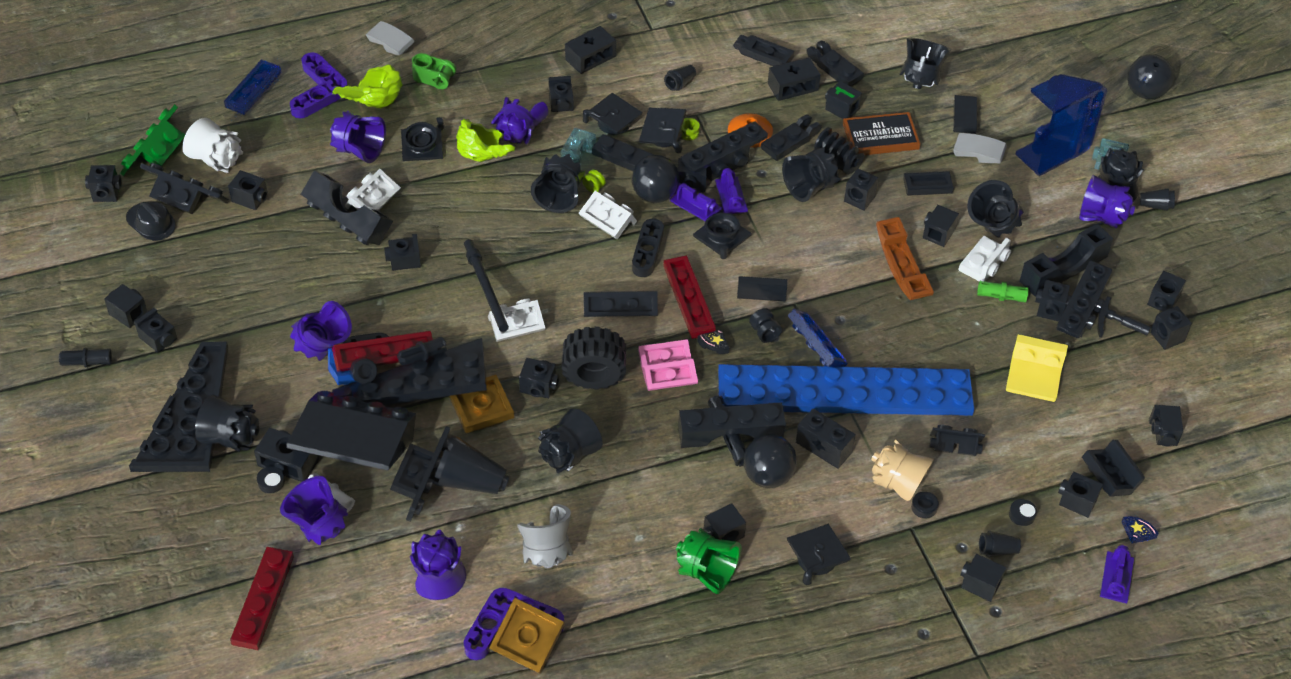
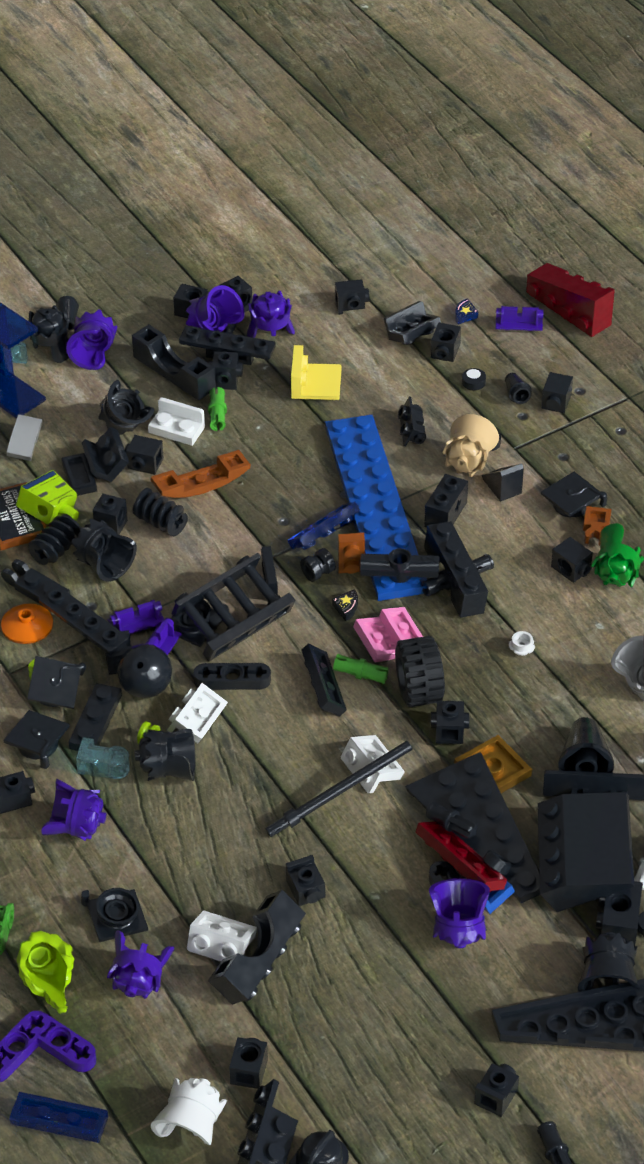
camera: 100 degrees left, 5 degrees down
(125, 305) = (469, 1132): black brick -> none
(480, 143) = (121, 844): lime hair -> none
(569, 440) = (522, 679): black hat -> none
(625, 456) = (522, 643): none -> white plate
(632, 327) = (360, 668): none -> bright green pin
(689, 296) = (294, 629): dark red plate -> none
(707, 268) = (236, 630): none -> black fence
(735, 373) = (399, 565): none -> black piece
(761, 335) = (349, 552): none -> dark orange plate
(770, 461) = (494, 529): black piece -> none
(775, 565) = (595, 521): none -> dark orange plate
(854, 497) = (505, 481): none -> black slope
(857, 223) = (160, 512): none -> black piece
(887, 149) = (47, 498): none -> lime torso
(940, 193) = (106, 456): none -> black bracket
(1130, 343) = (269, 313): none -> dark purple hat
(1132, 293) = (216, 309): none -> dark purple hat
(1143, 628) = (571, 297): none -> dark red wedge

